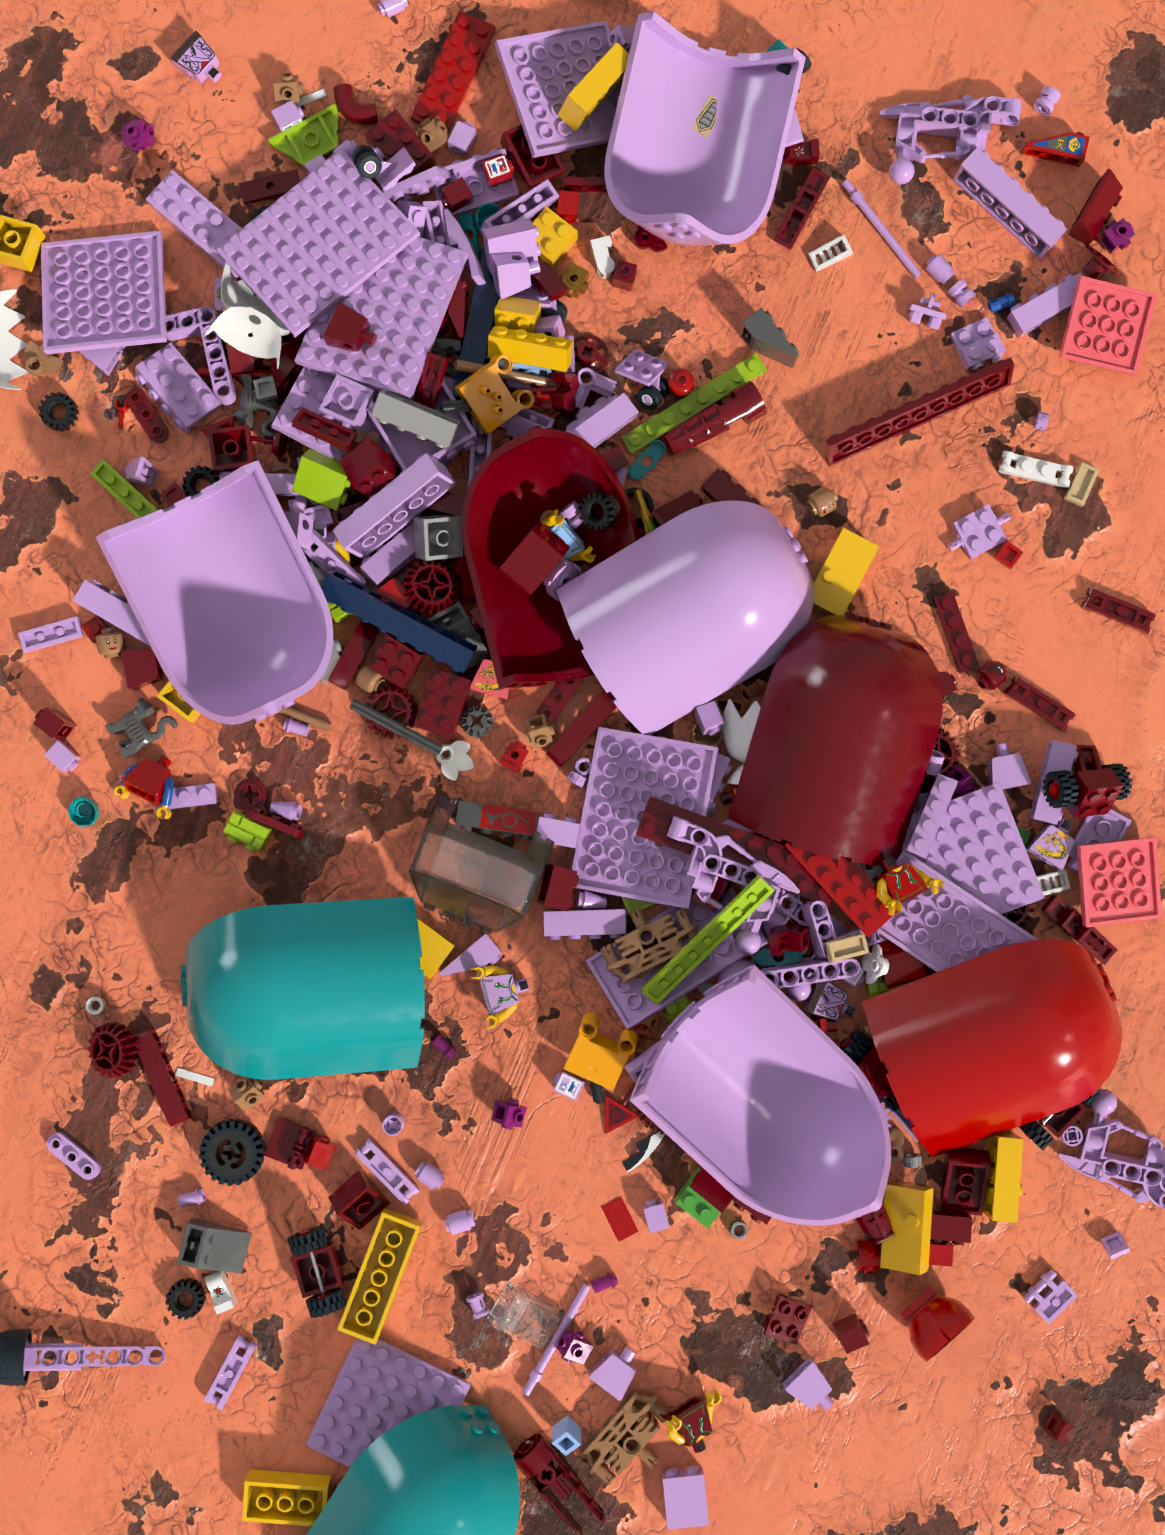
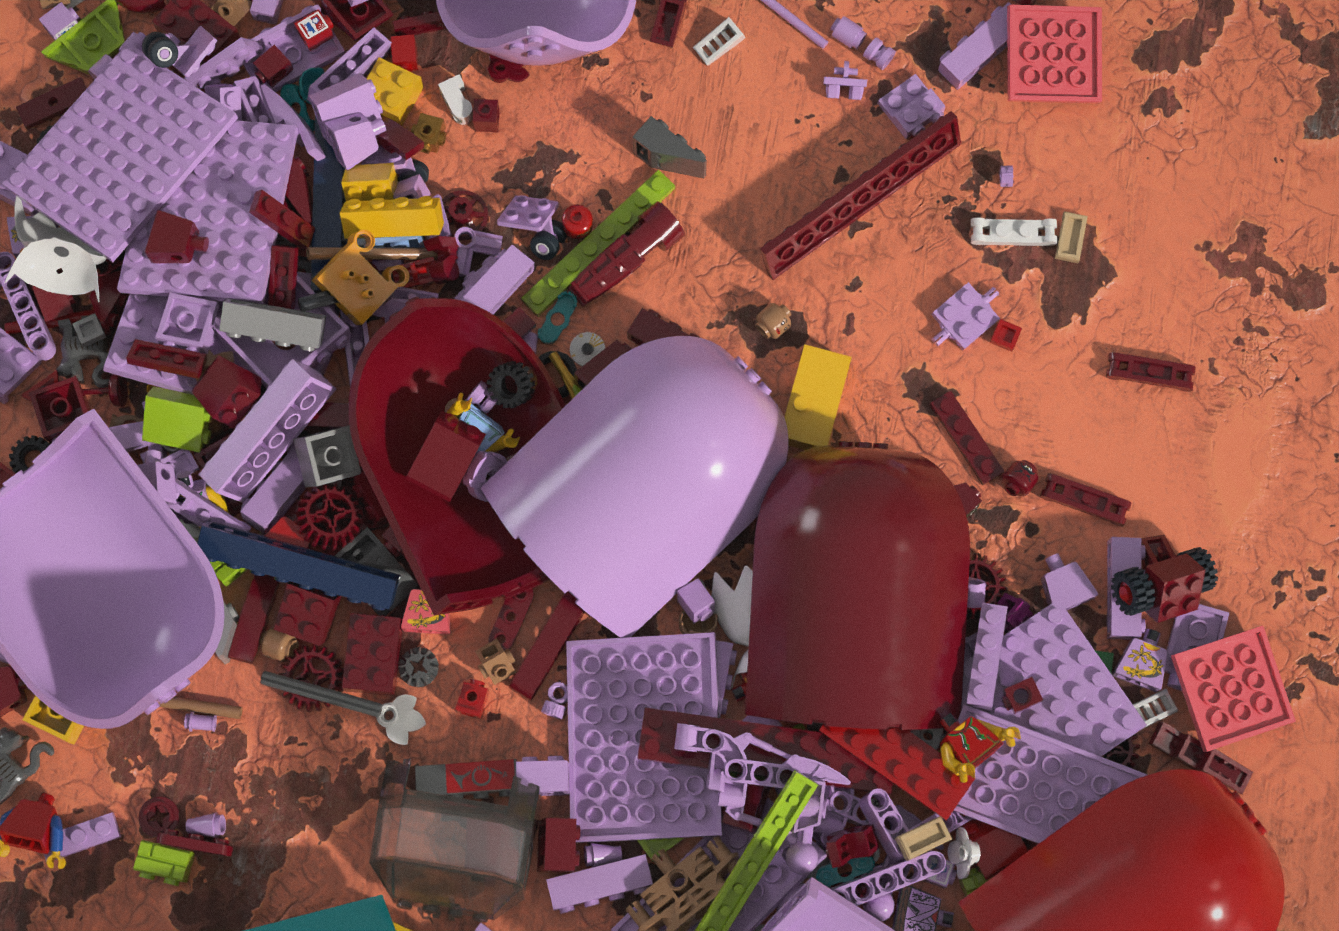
camera: 10 degrees left, 10 degrees down
(440, 331) = (281, 219): none -> dark red plate
(665, 490) = (585, 347): none -> white piece
(960, 857) = (1027, 685): none -> dark red brick
(1002, 302) = (927, 55): blue pin -> none

